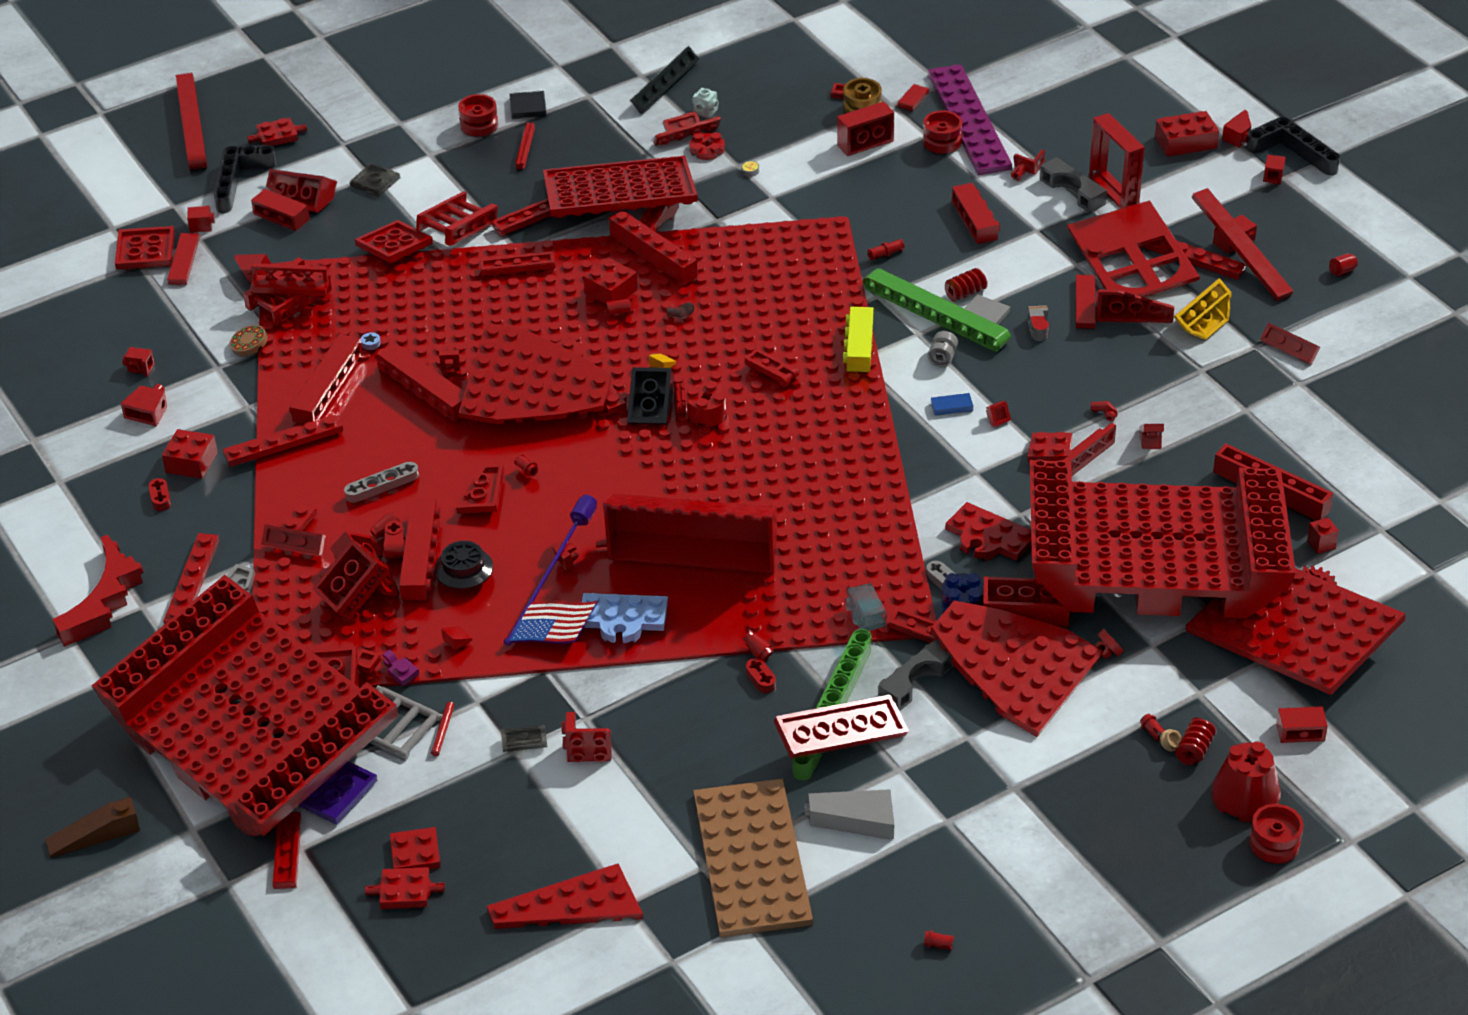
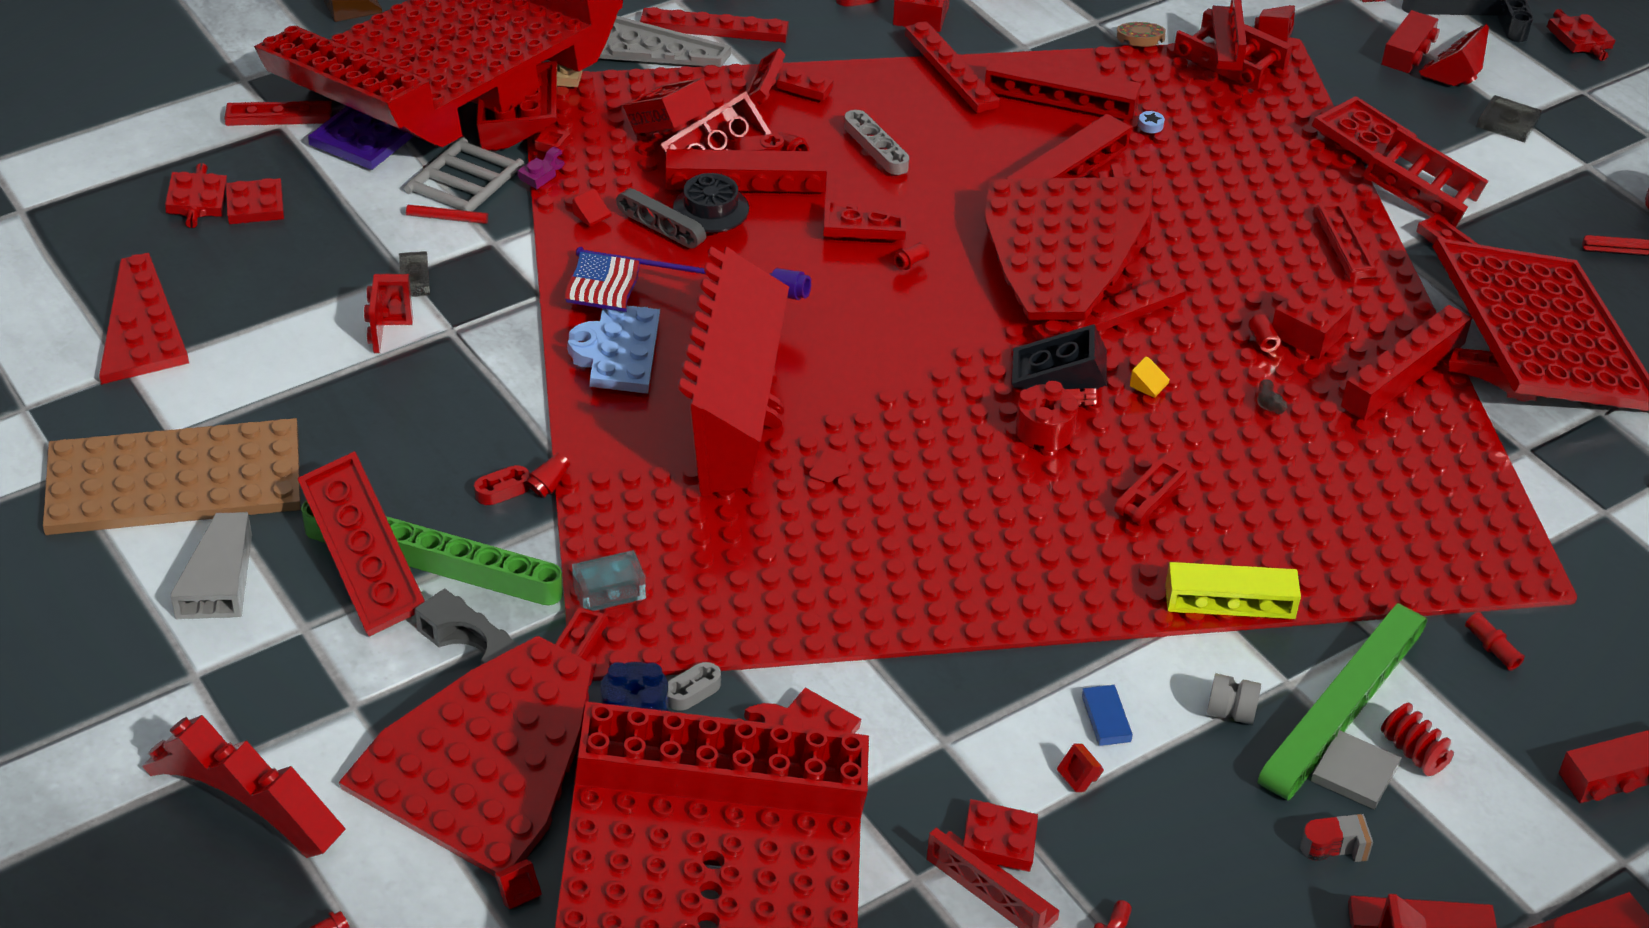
camera: 85 degrees right, 0 degrees up
(474, 595) = (686, 230): none -> dark grey beam
(1045, 774) = (242, 773): none -> red arch

